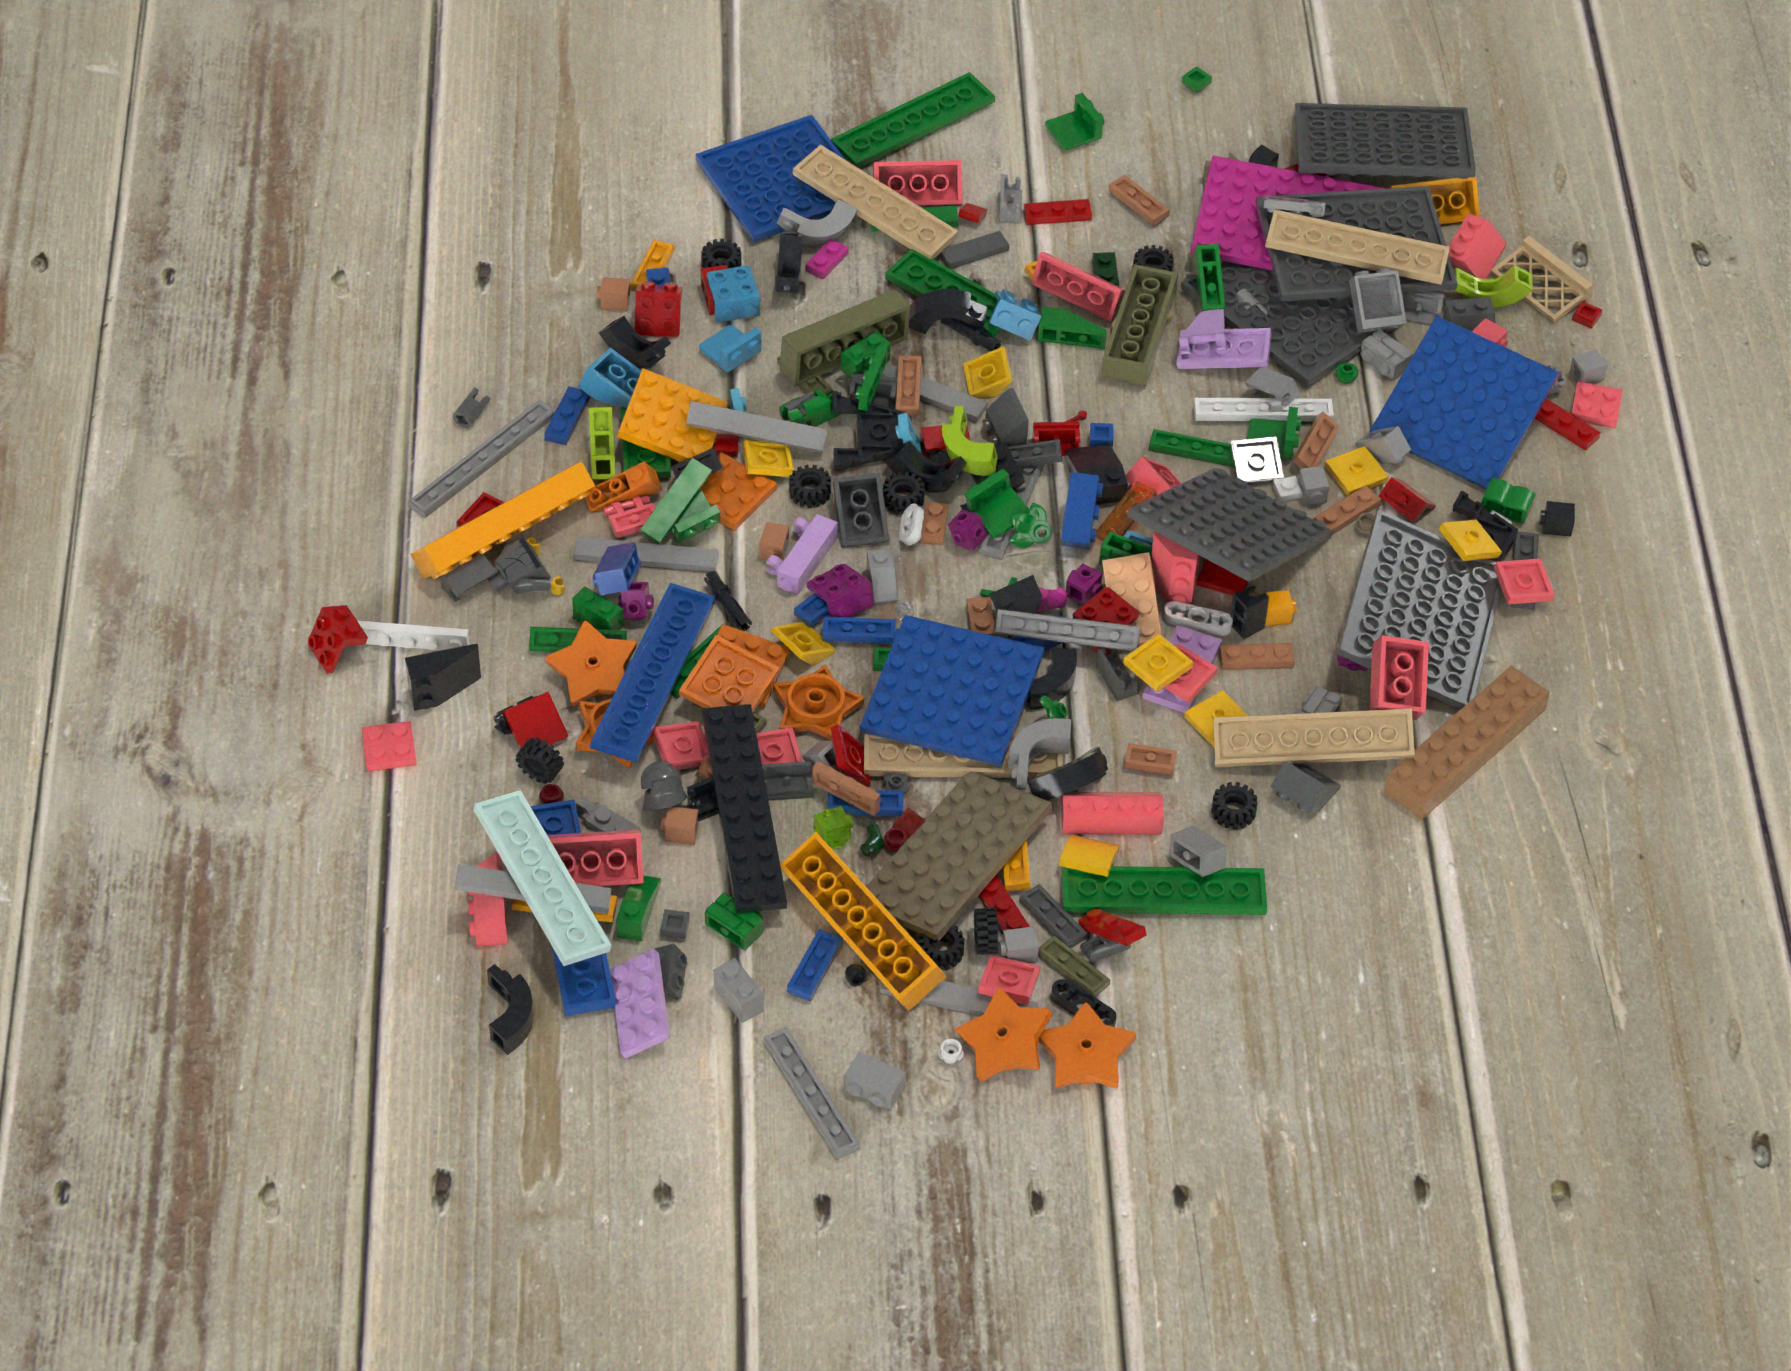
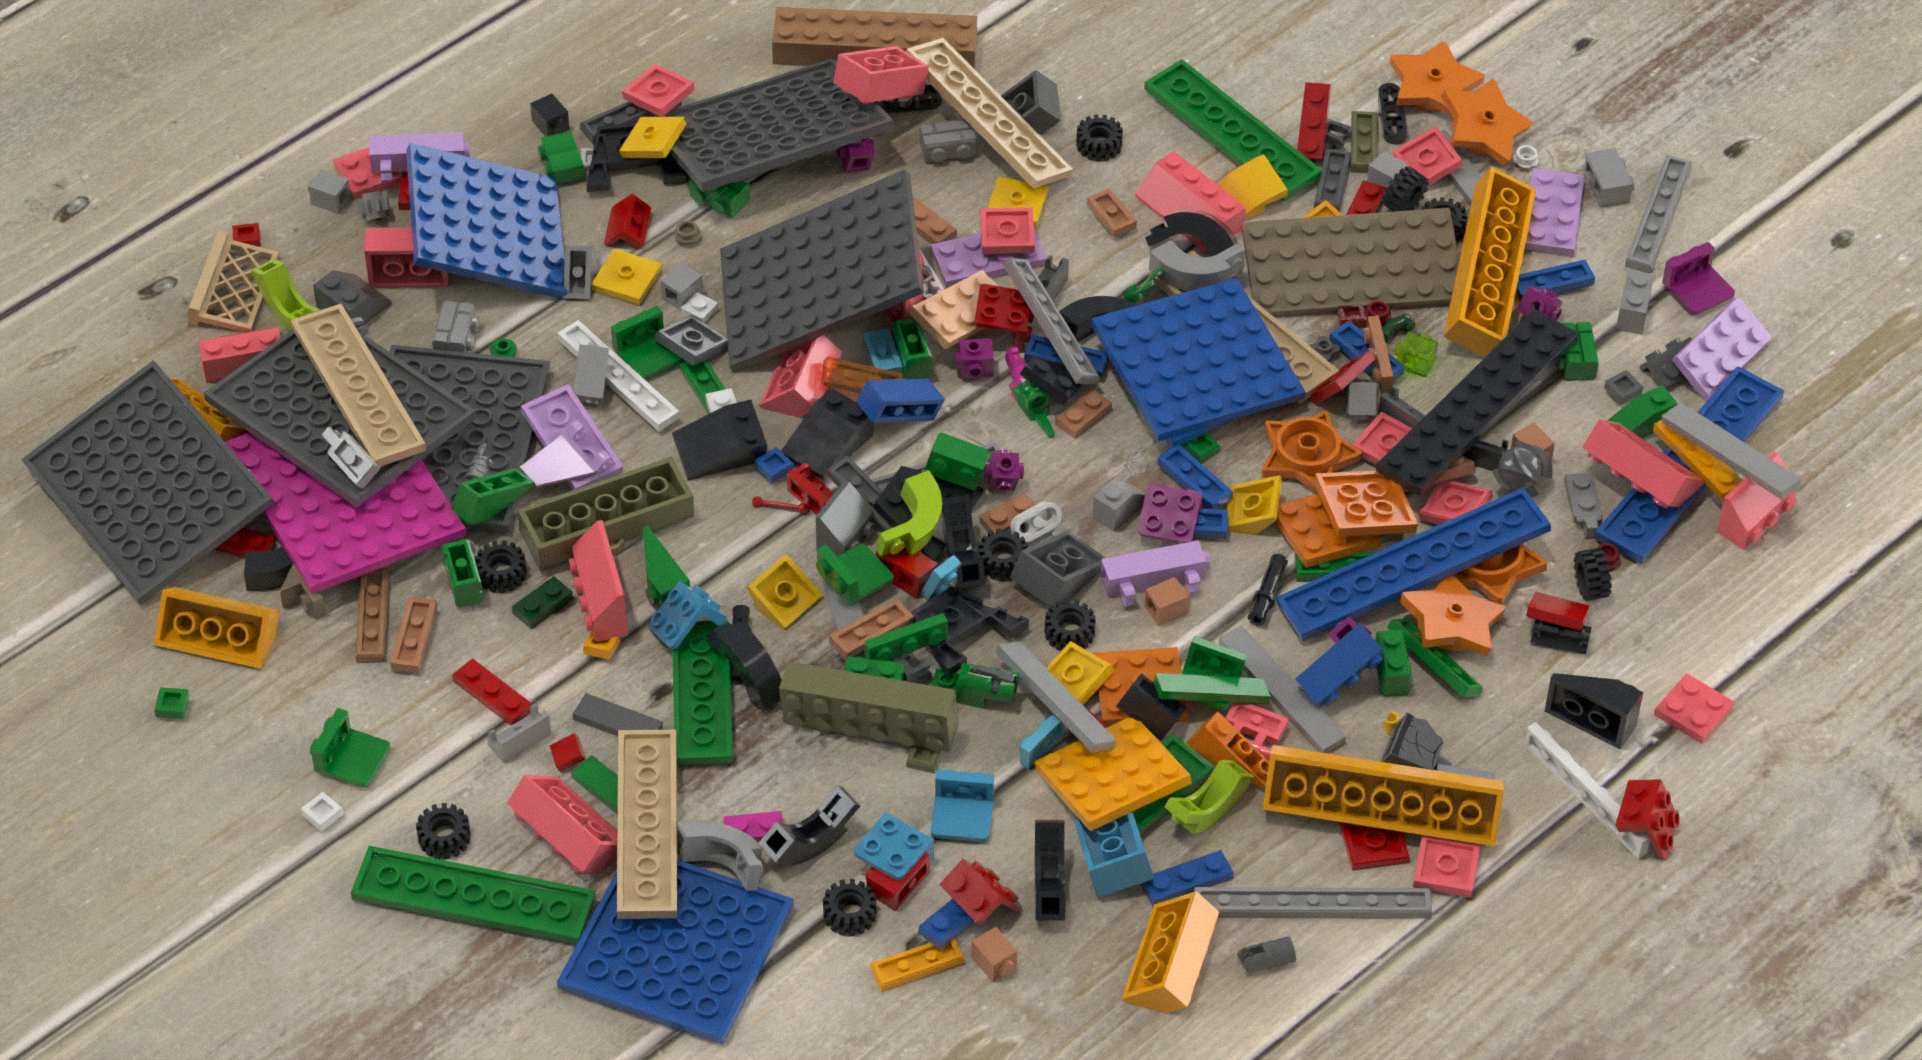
camera: 130 degrees left, 0 degrees up
(425, 527) = (1446, 865): none -> coral plate
(516, 1022) = (1823, 415): black arch -> none
(521, 365) = (1171, 953): none -> light orange slope
(542, 878) = (1721, 439): light aqua plate -> none
(716, 1050) = (1695, 280): none -> magenta bracket
(803, 928) = (1541, 300): none -> magenta brick
(855, 974) = (1531, 252): black hinge -> none
(881, 1025) = (1554, 212): none -> lavender plate
(963, 391) = (853, 573): none -> green bracket
(973, 141) = (443, 844): none -> black tyre
(1028, 525) = (943, 427): green plate -> none
(1044, 95) = (322, 811): none -> white plate
(1144, 421) = (721, 441): none -> black slope
(1158, 662) = (1025, 235): yellow plate -> none
(1160, 233) = (462, 573): none -> green brick
(1171, 193) = (372, 616): none -> medium nougat tile
(1180, 438) = (719, 399): none -> white plate
(1198, 851) = (1178, 119): light grey brick -> none
(1239, 124) = (215, 627): none -> light orange slope
(1316, 442) = (602, 320): nougat plate -> none
(1349, 509) = (672, 254): nougat plate -> none
(1377, 300) = (412, 342): window -> none
(1576, 417) = (390, 155): none -> lavender brick

